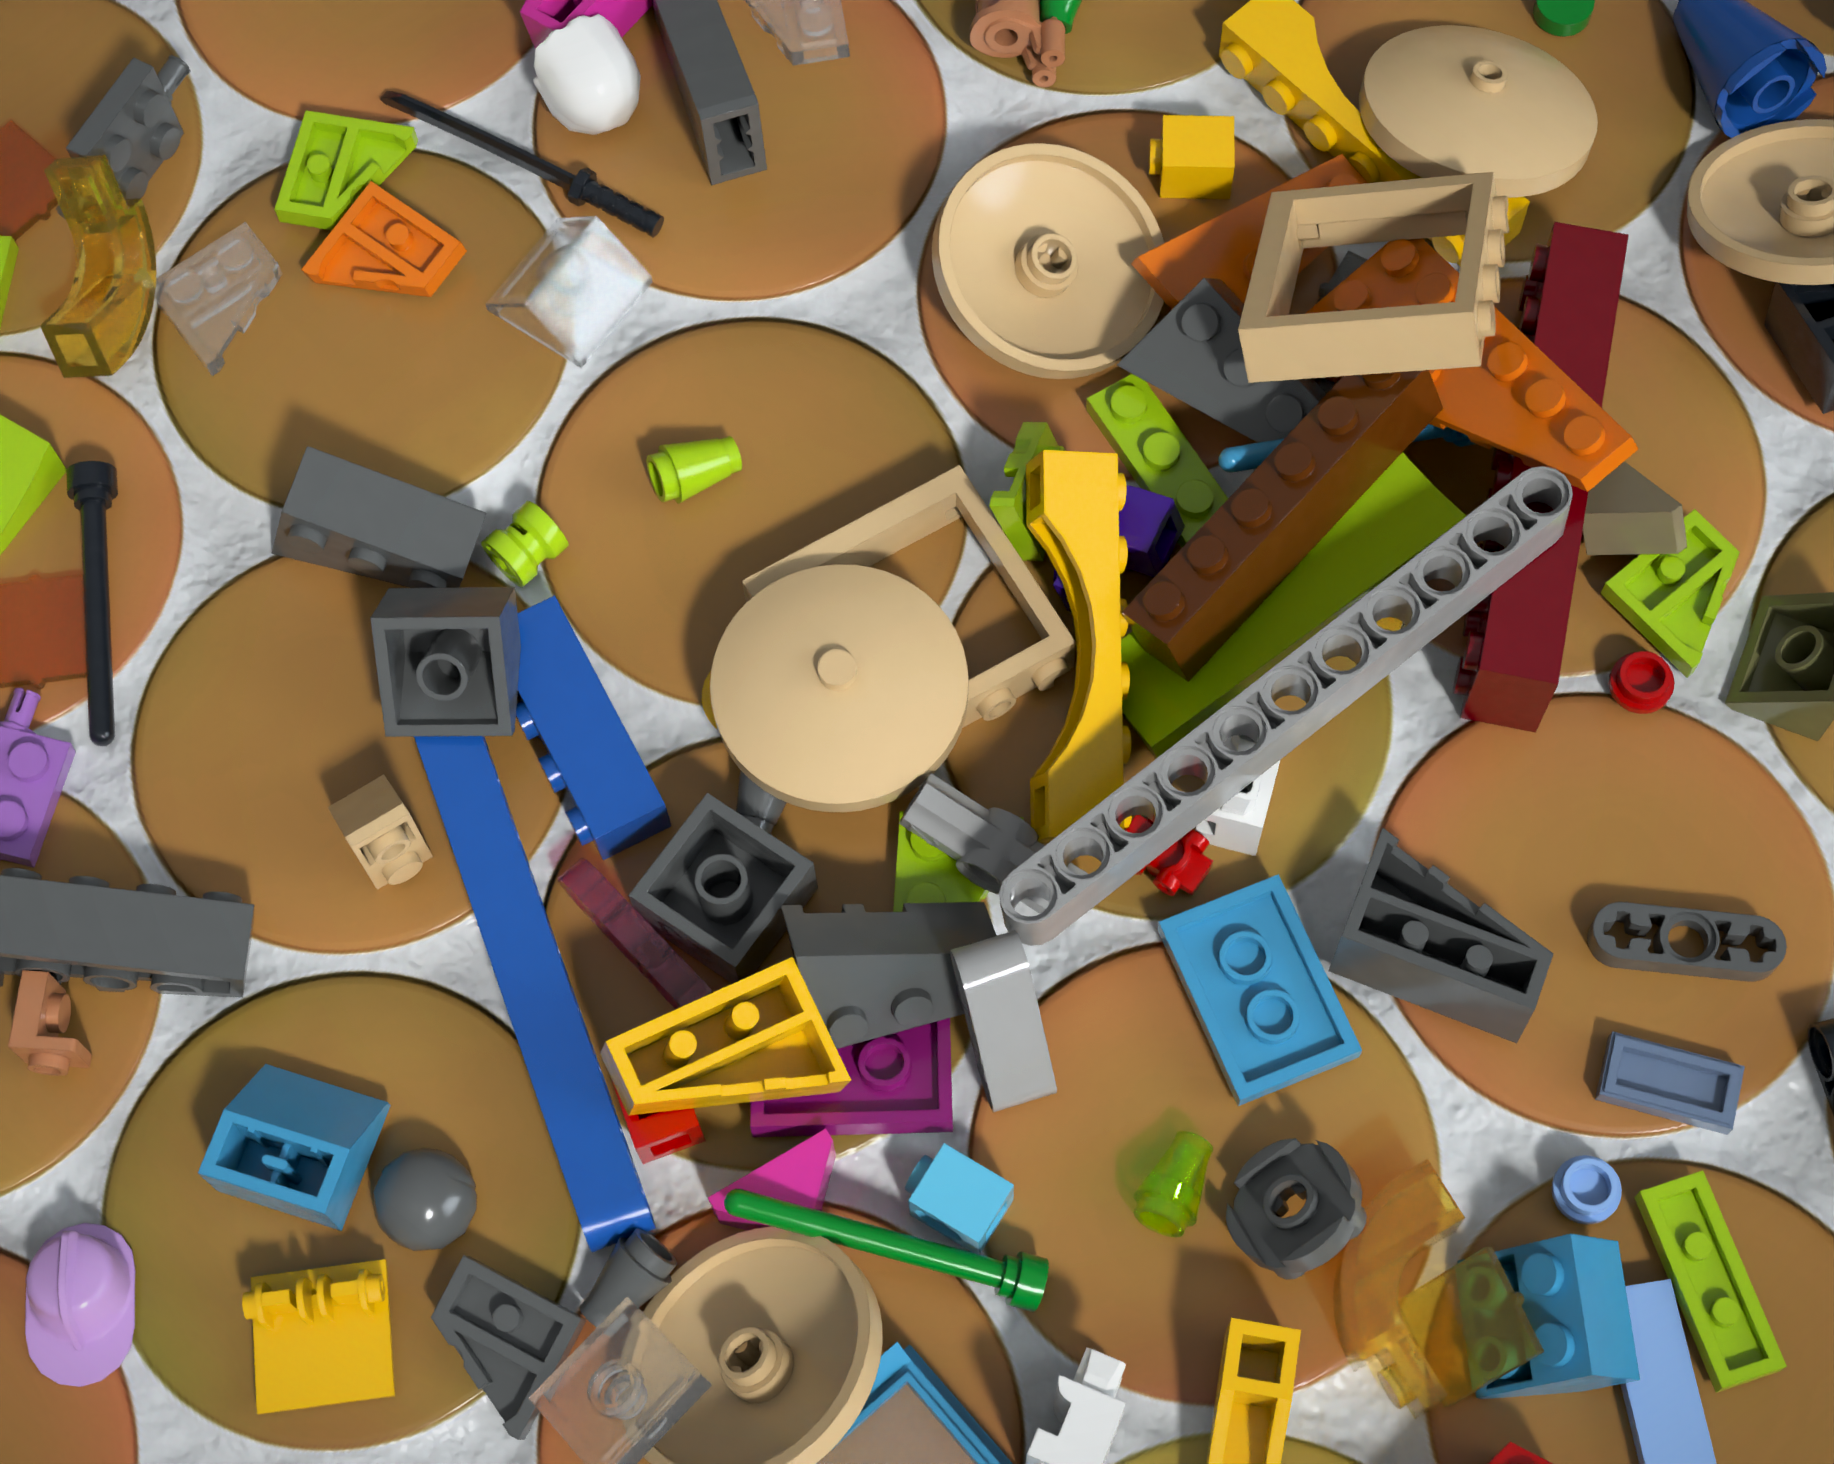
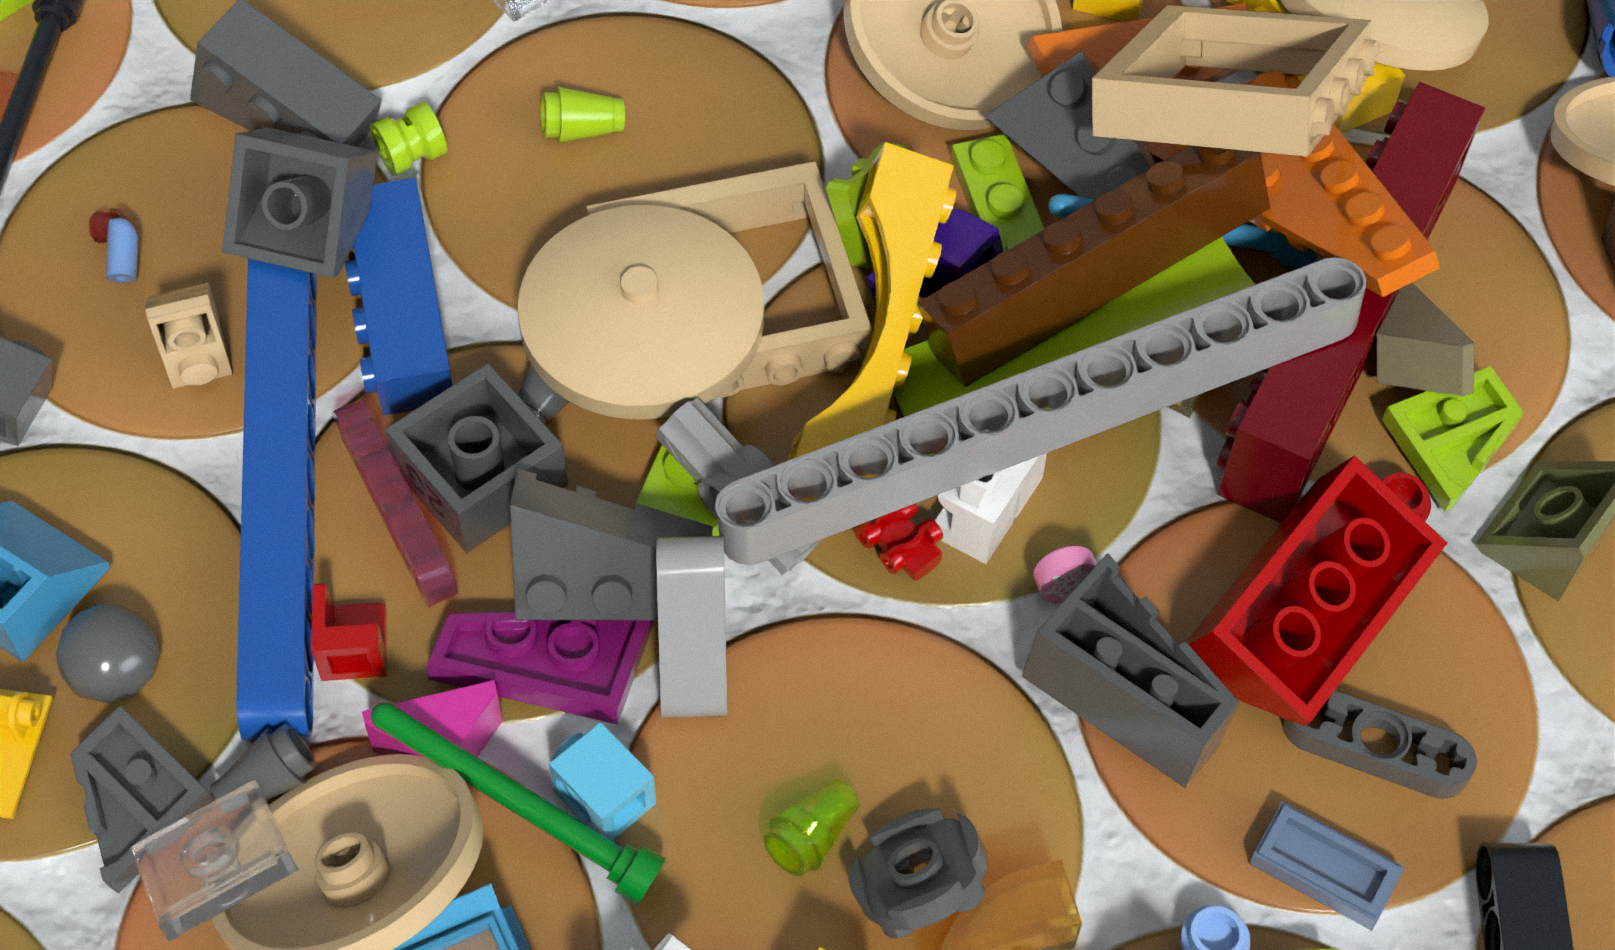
camera: 10 degrees right, 10 degrees down
(267, 742) = (121, 241): none -> medium blue arm
(729, 1048) = (423, 578): yellow wedge -> none
(1259, 990) = (949, 676): dark azure plate -> none
(1341, 851) = (1062, 572): none -> bright pink tile
(1589, 810) = (1316, 594): none -> red slope

